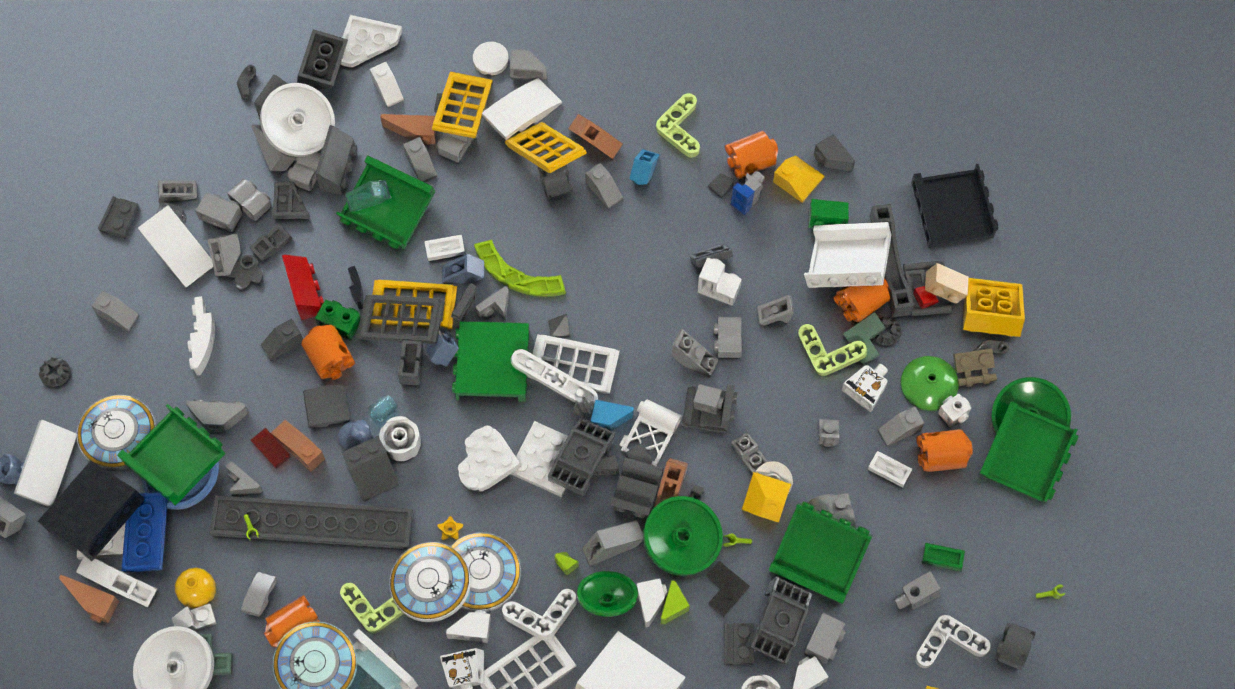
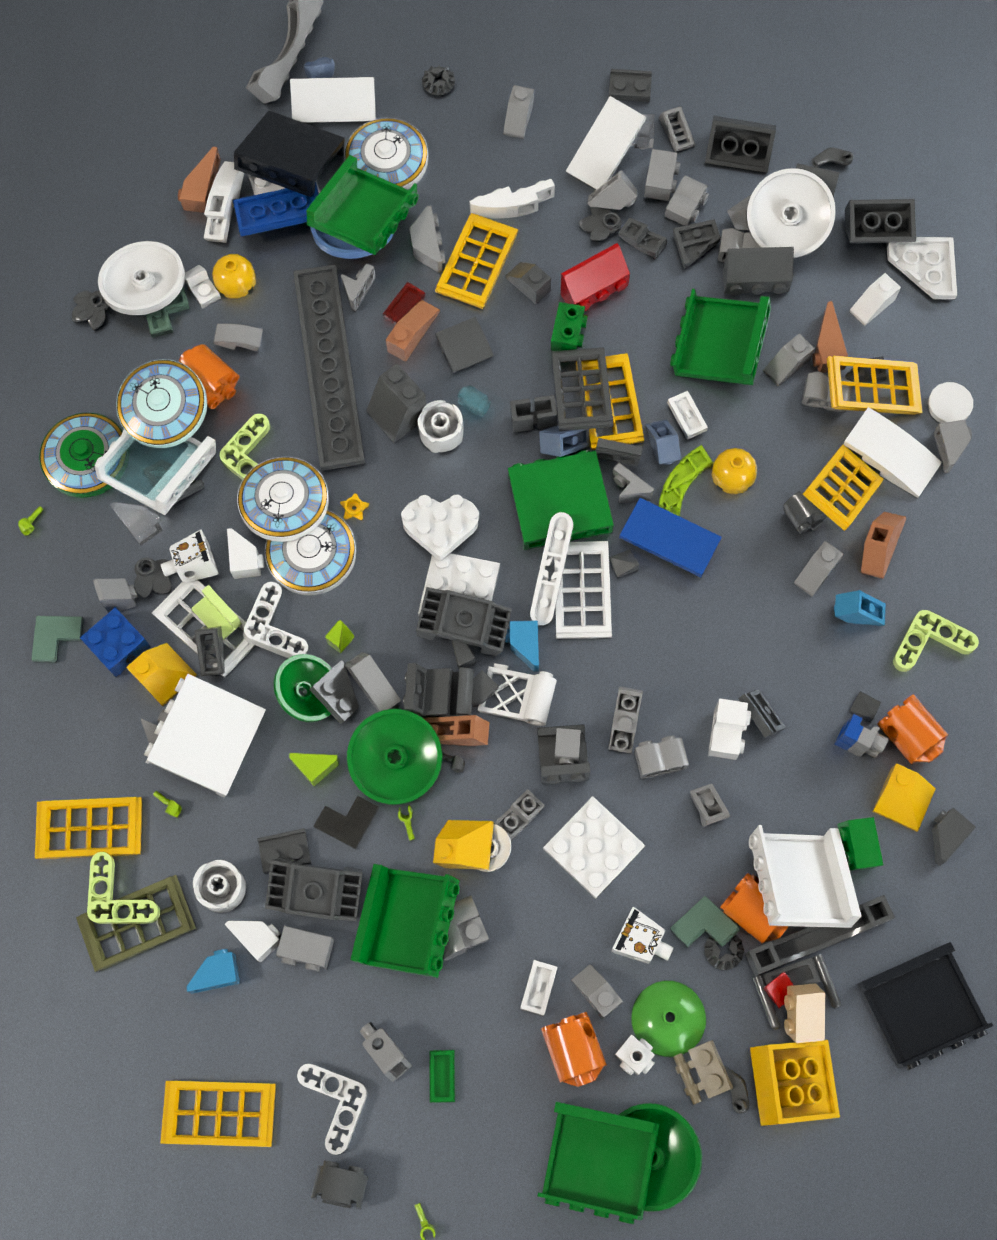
camera: 80 degrees right, 5 degrees up
(209, 145) = (740, 144): none -> dark grey slope
(219, 359) = (461, 294): none -> yellow piece
(250, 527) = (295, 306): lime hand -> none
(327, 351) = (522, 325): orange cylinder -> none
(354, 433) = (436, 382): sand blue hair -> none
(356, 289) = (608, 338): black slope -> none
(368, 195) = (723, 315): clear light blue slope -> none
(503, 225) = (734, 471): none -> yellow cylinder
(520, 658) = (216, 612): none -> yellowish green panel
(536, 663) = (202, 651): none -> dark grey slope
(548, 285) = (670, 537): none -> blue tile
(583, 407) = (524, 609): dark grey wheel -> none
(615, 572) = (336, 692): none -> dark grey wing
(651, 599) = (313, 738): white slope -> none
(787, 404) = (594, 847): none -> white plate
(823, 357) = (666, 877): yellowish green beam -> none
(828, 432) = (569, 903): light grey bracket -> none

